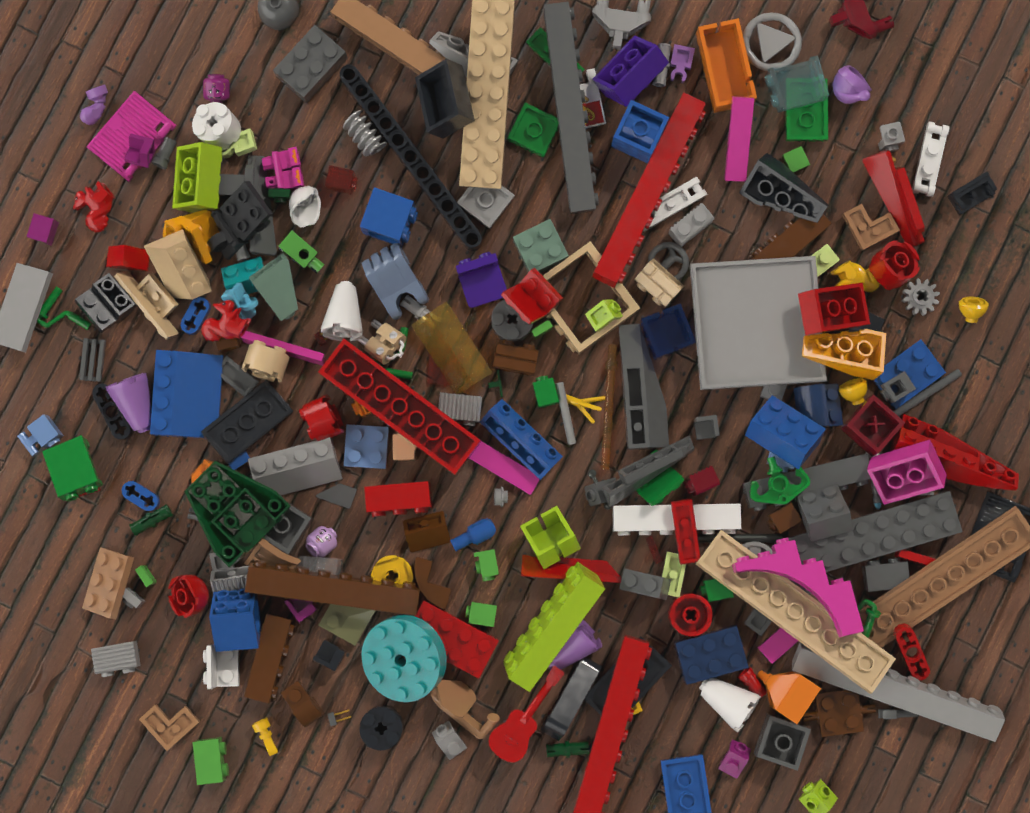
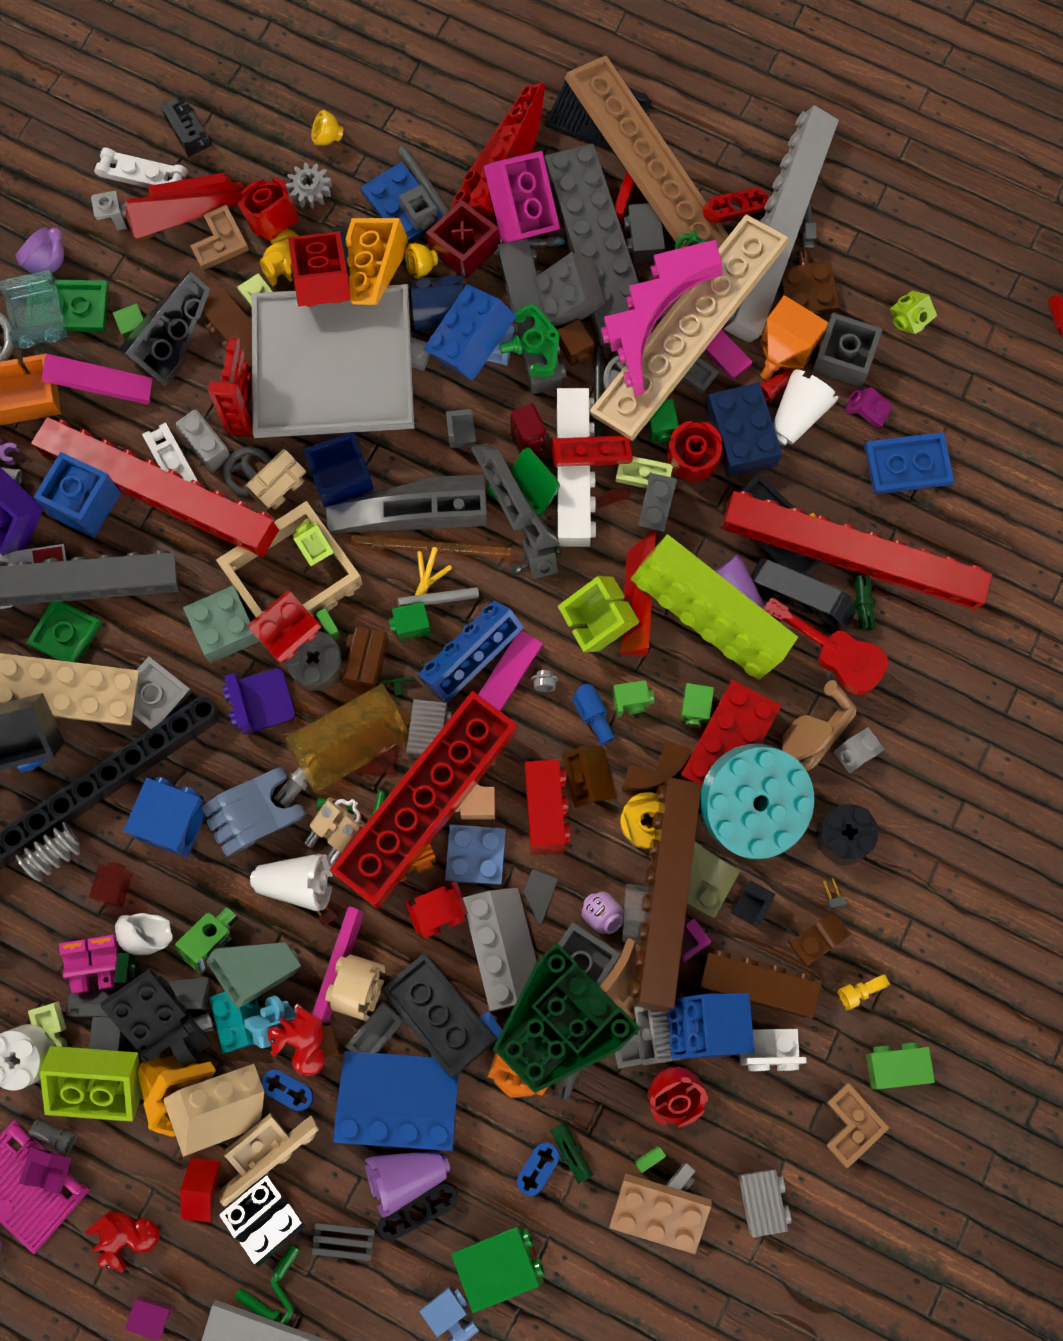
camera: 90 degrees left, 10 degrees down
(725, 247) = (233, 392): none -> red fence

